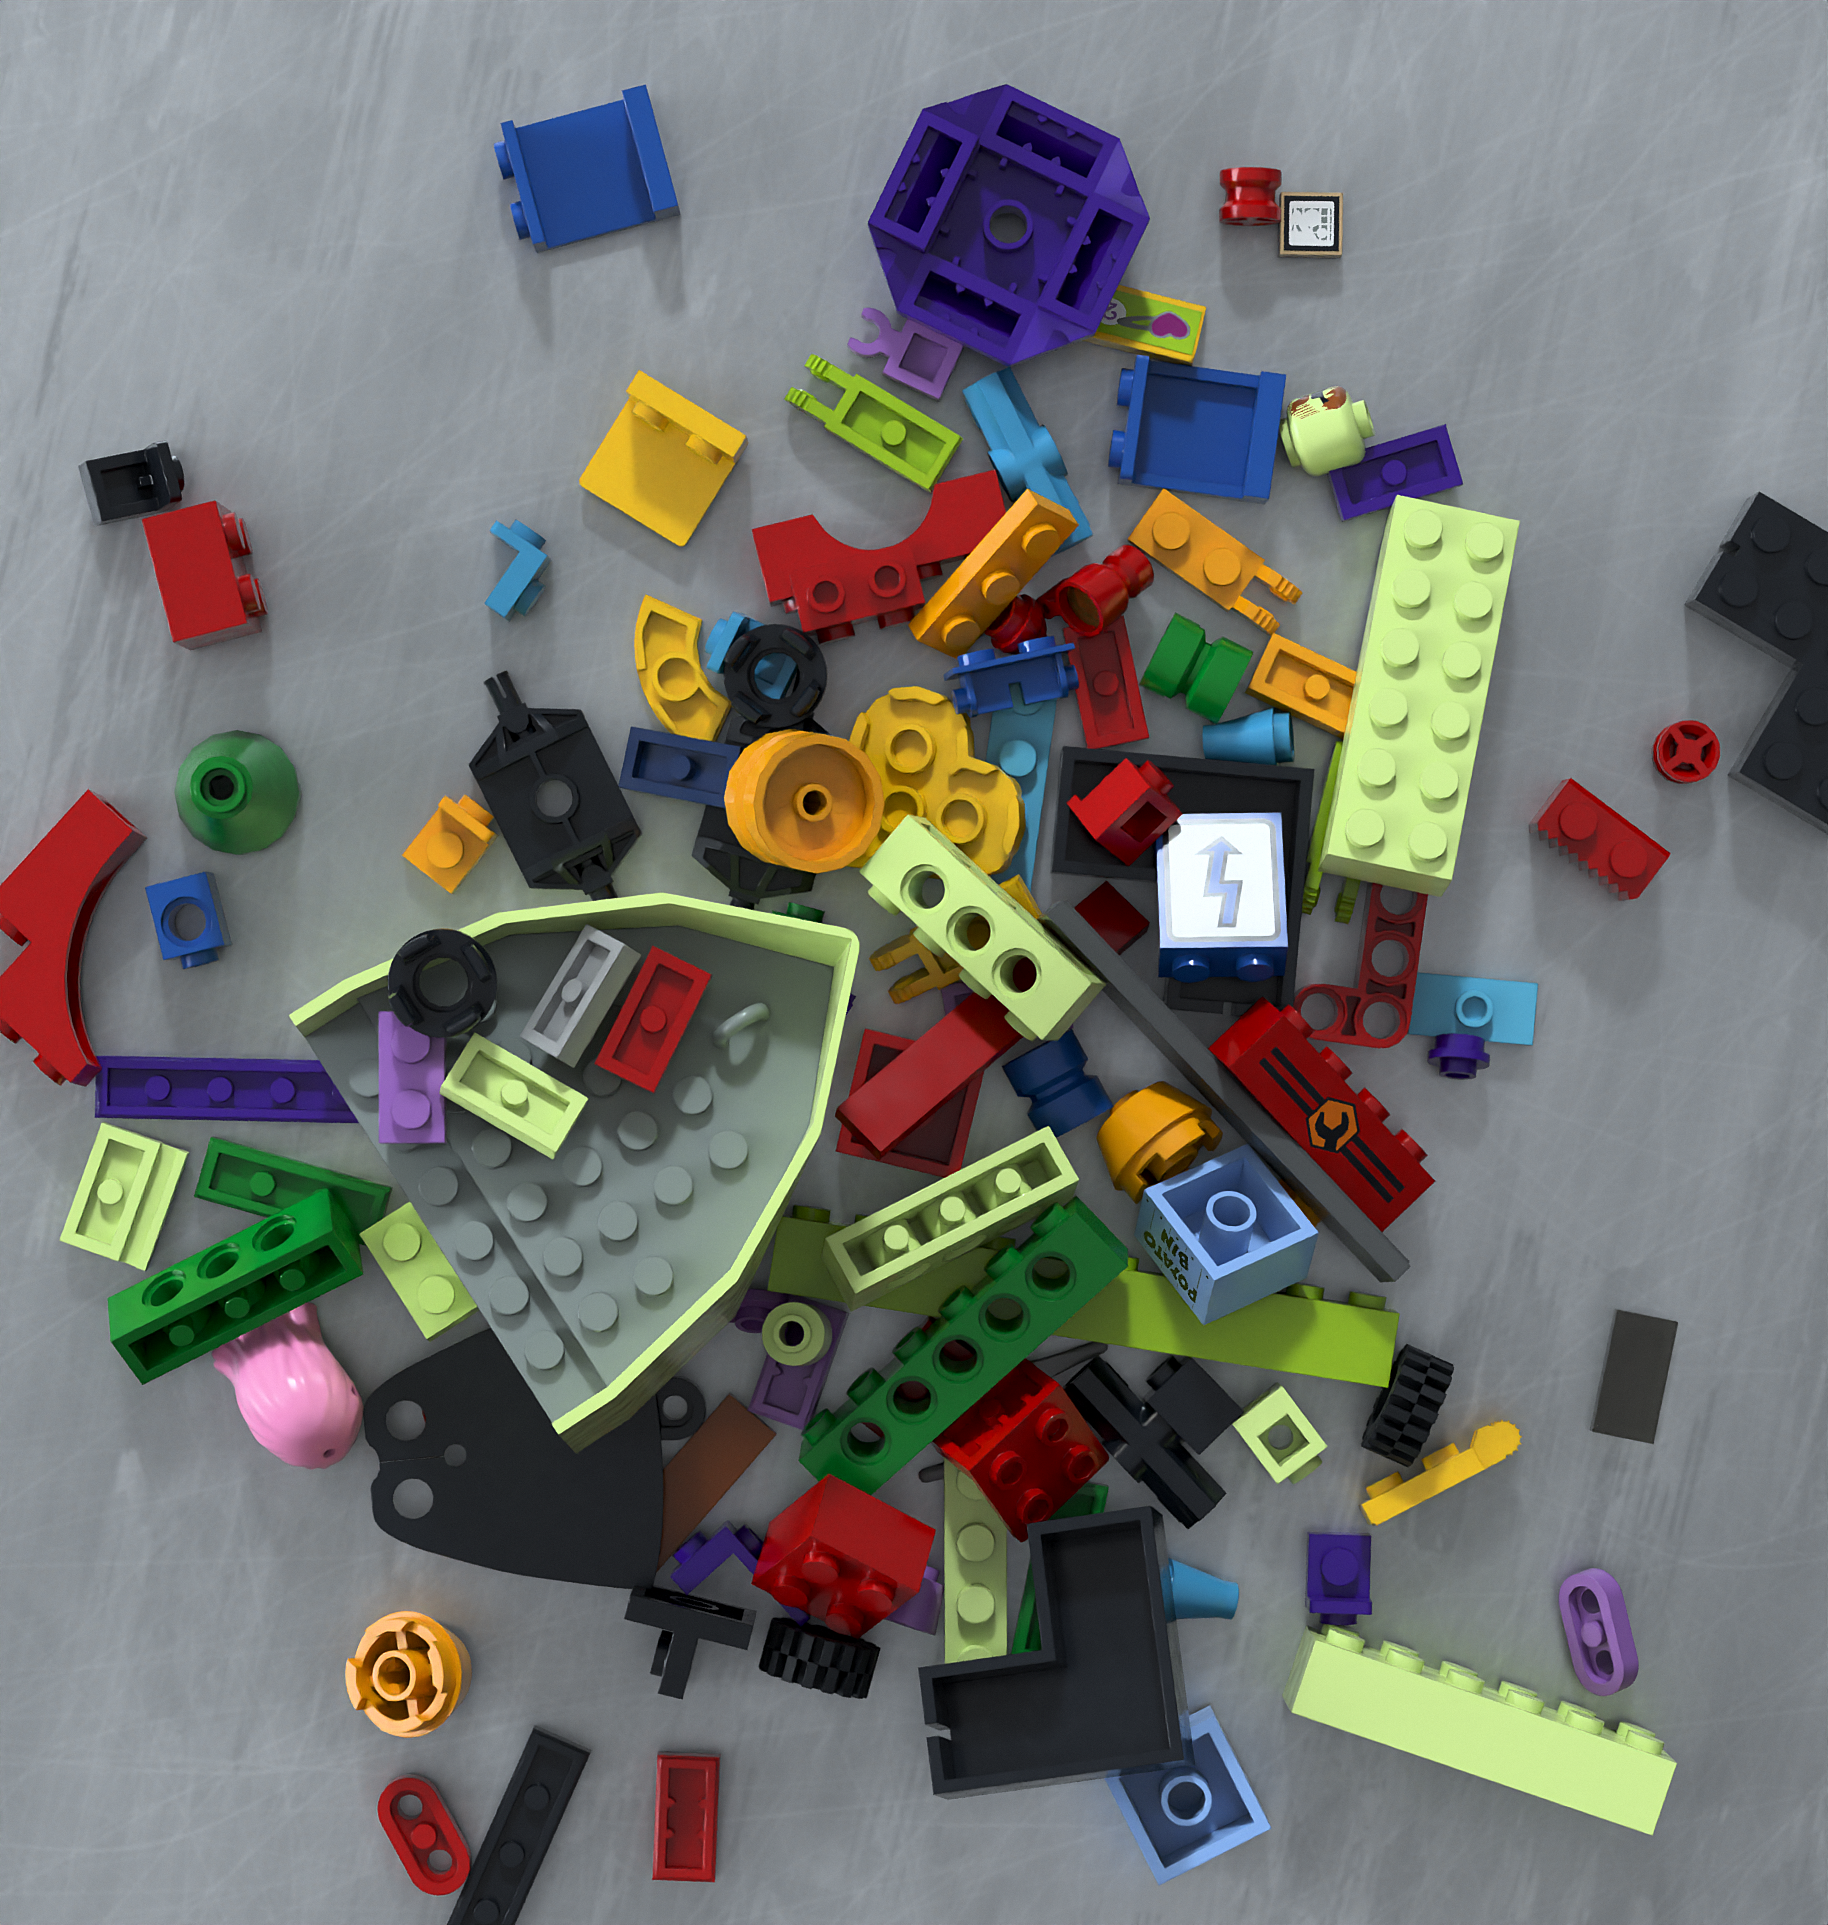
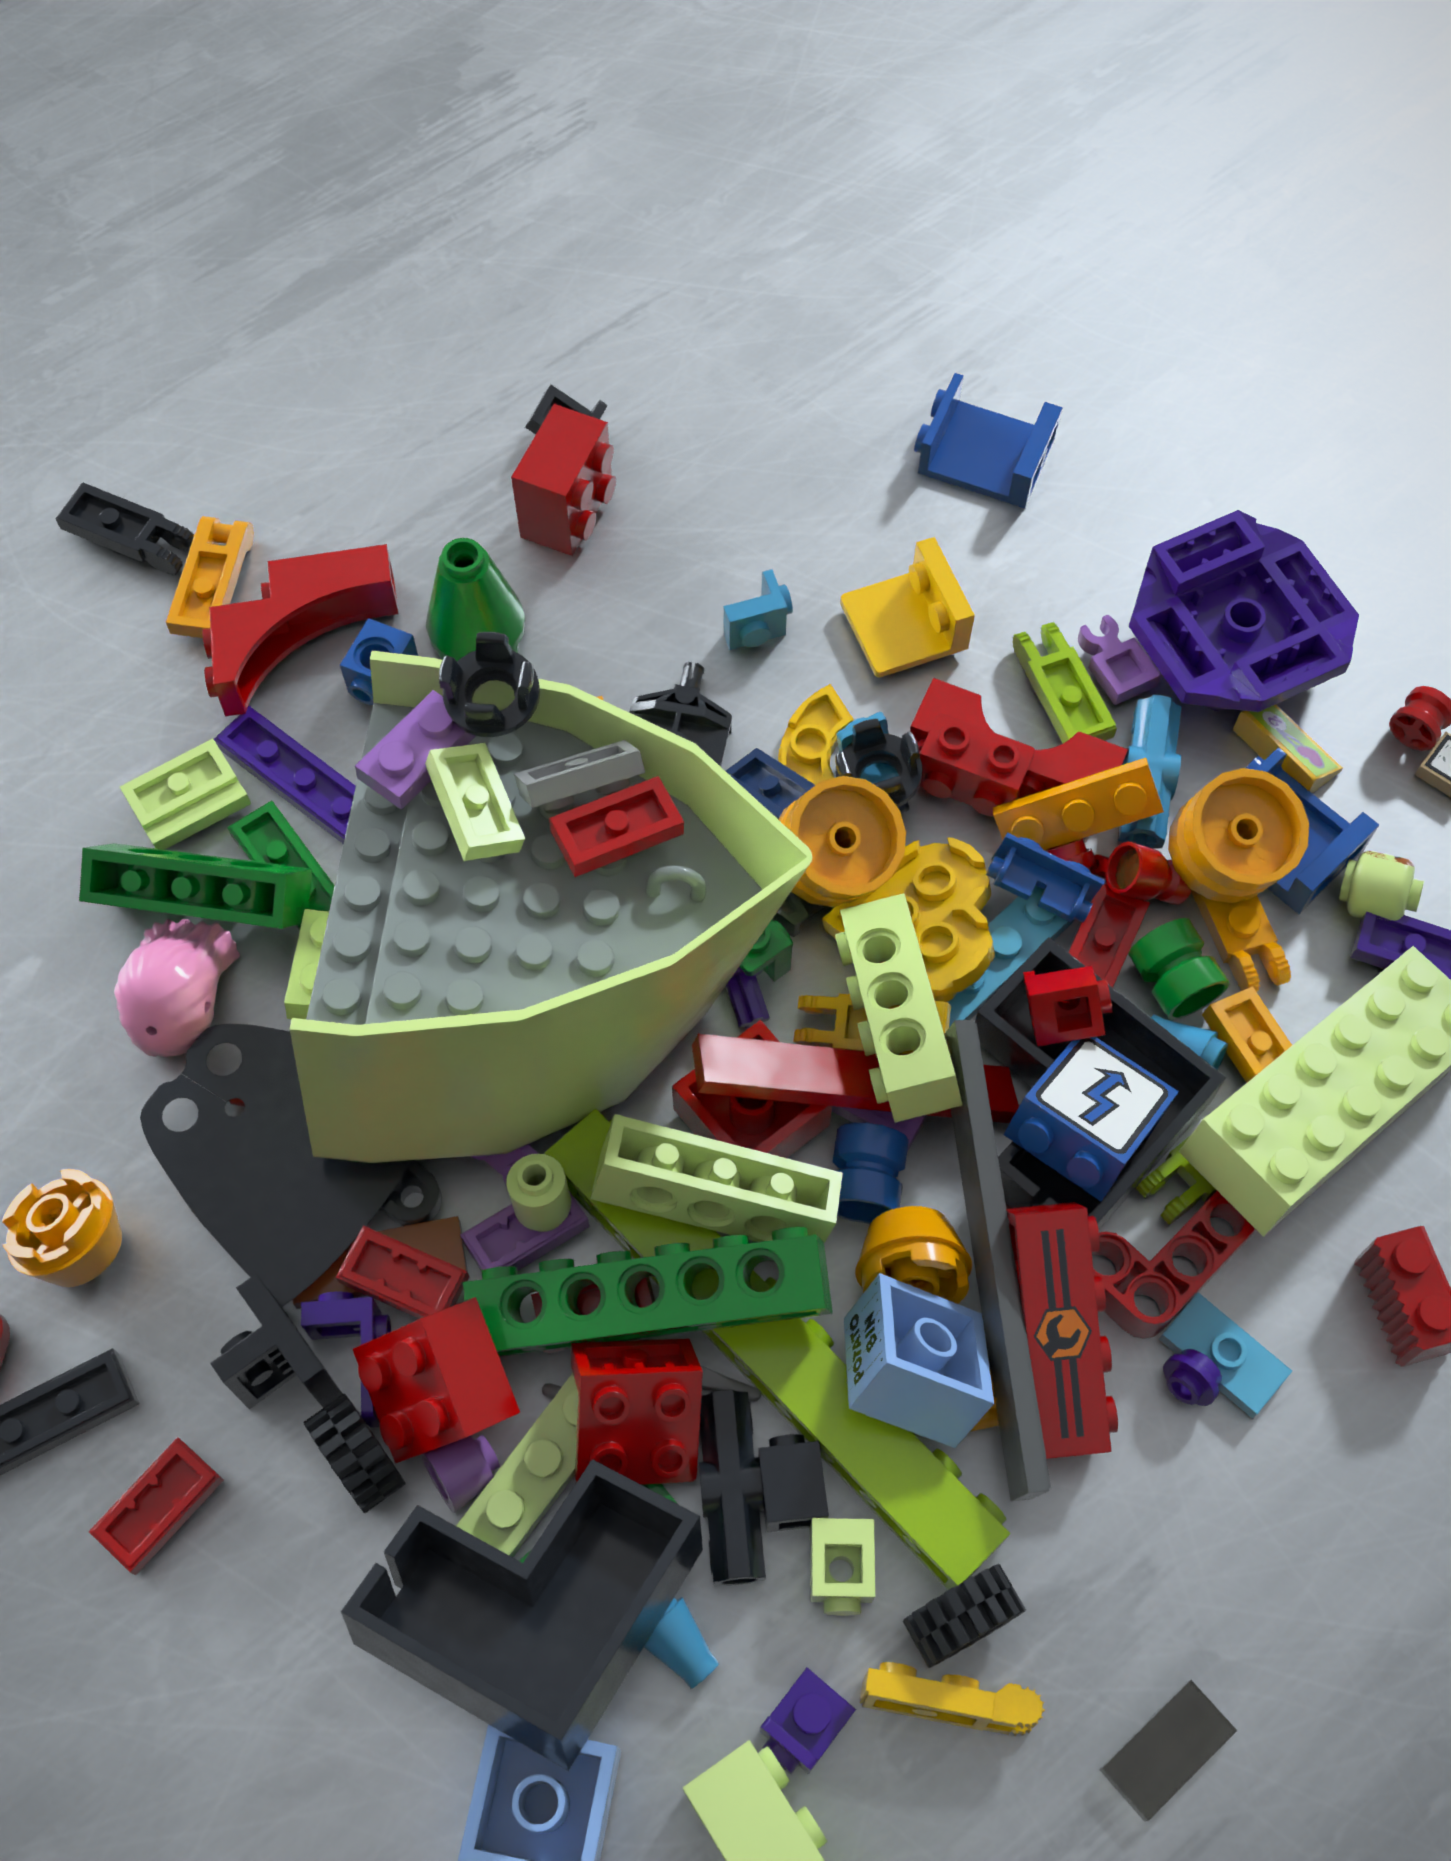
camera: 35 degrees right, 25 degrees down
(733, 1487) = (401, 1275): none -> red plate
(1204, 512) = (1238, 835): none -> light orange wheel

